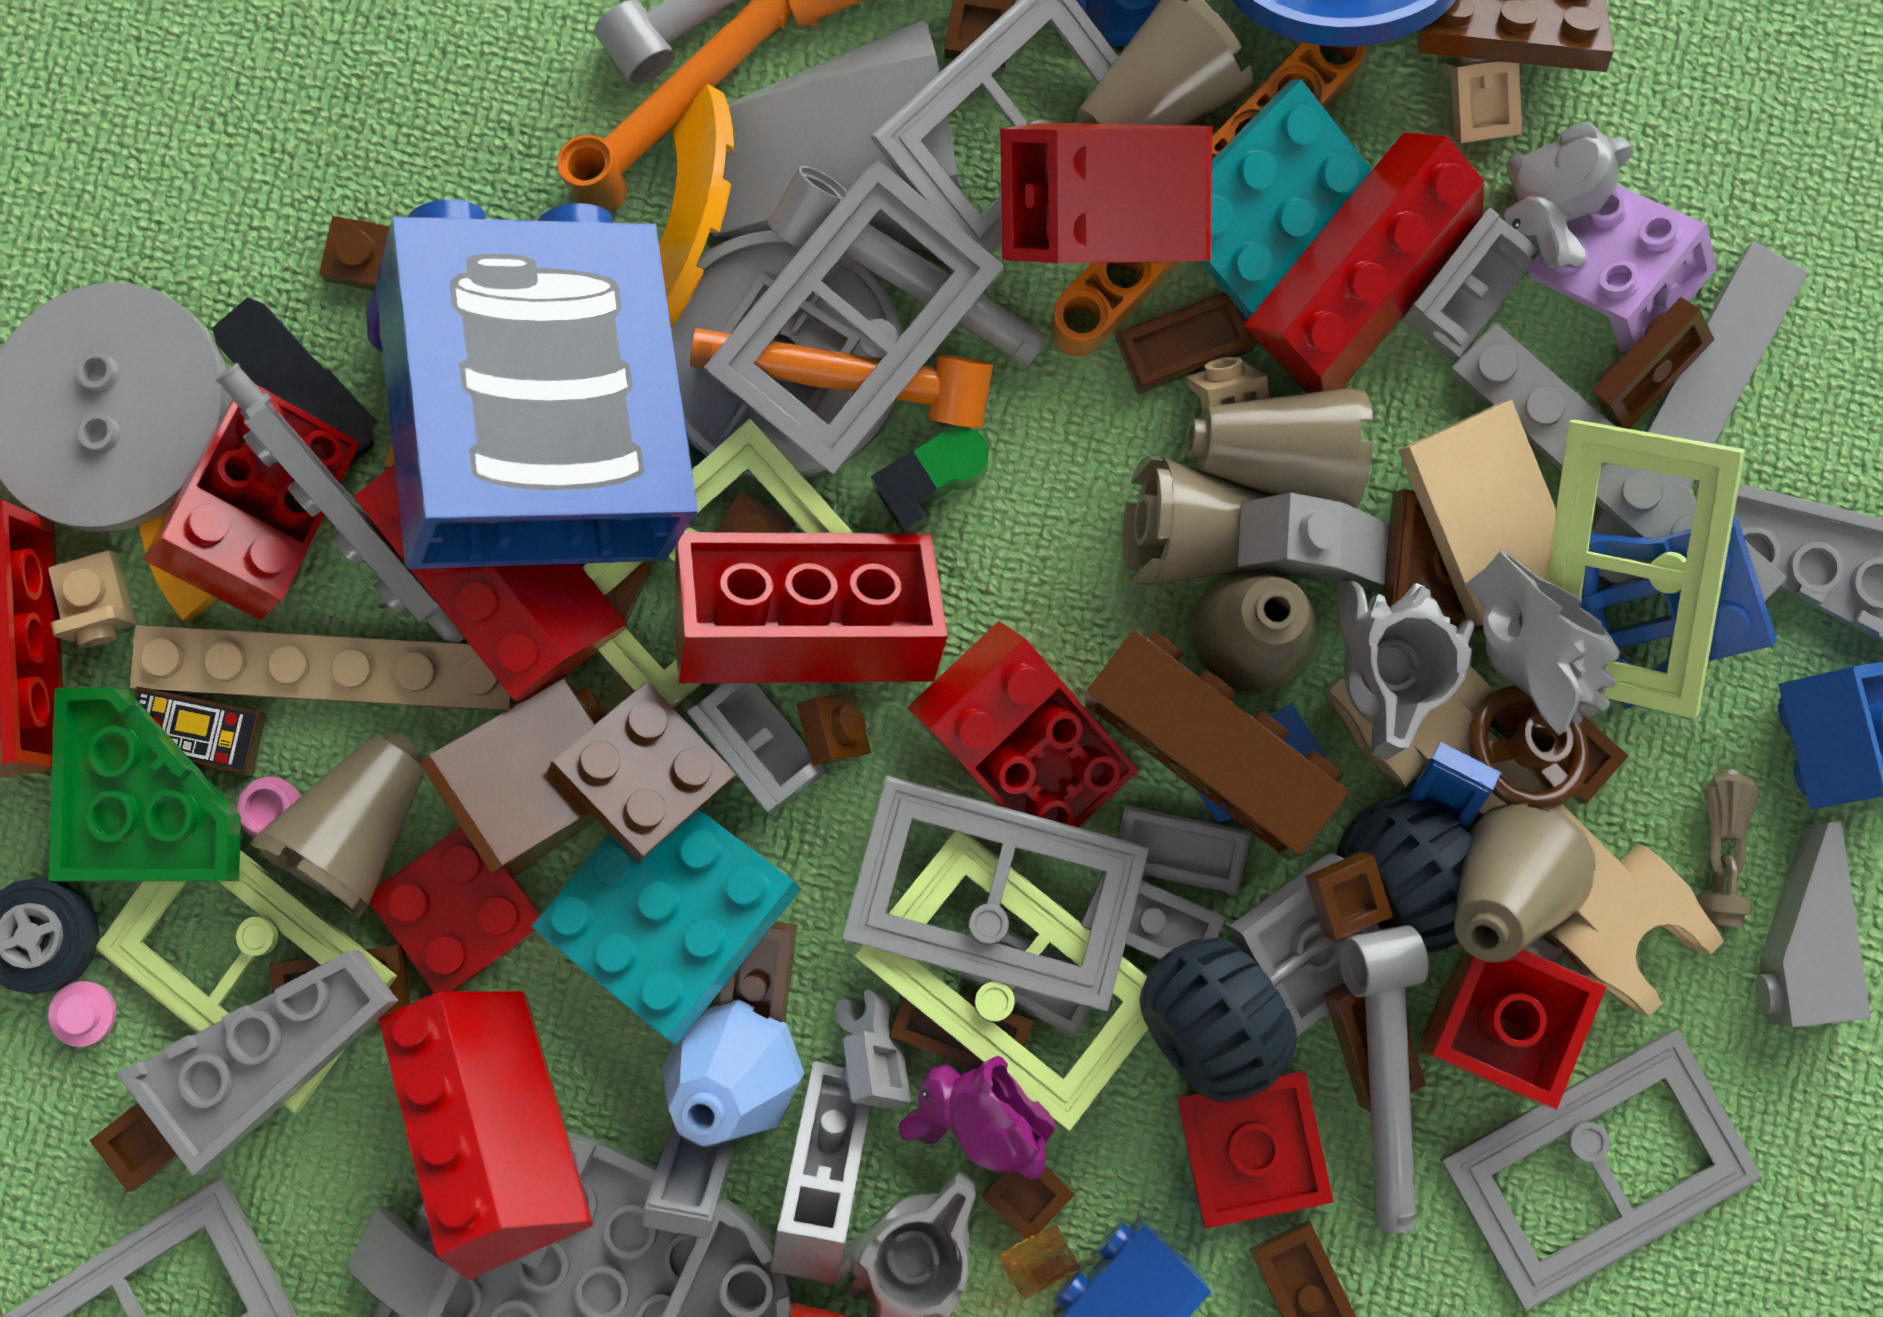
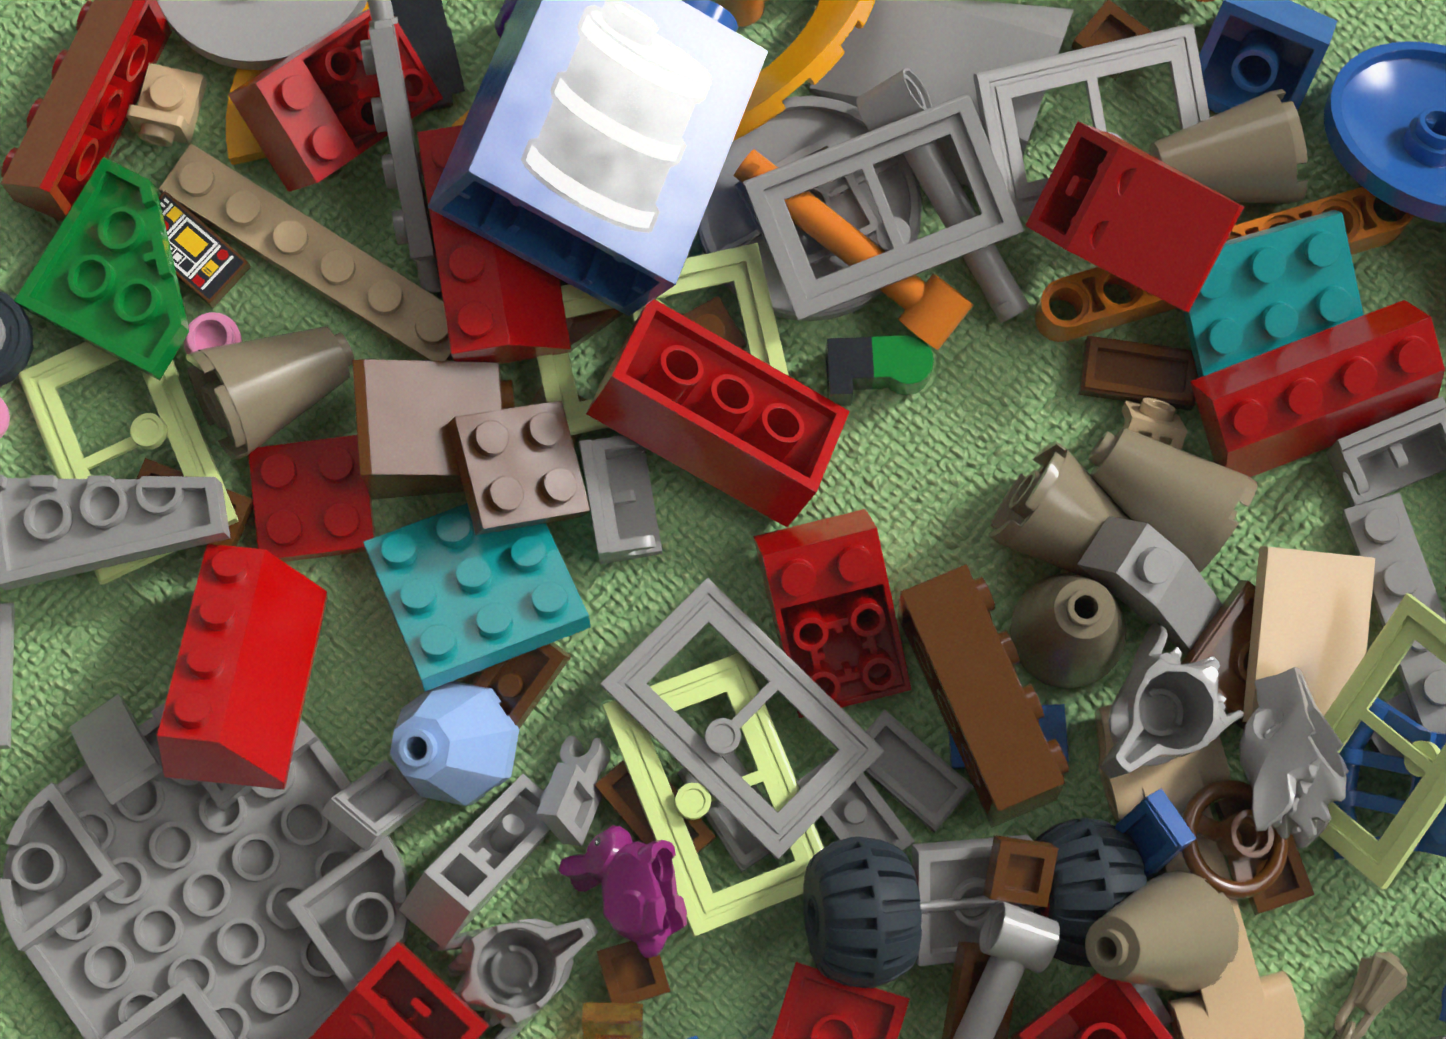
camera: 25 degrees right, 5 degrees down
(833, 728) = (686, 520): reddish brown plate -> none

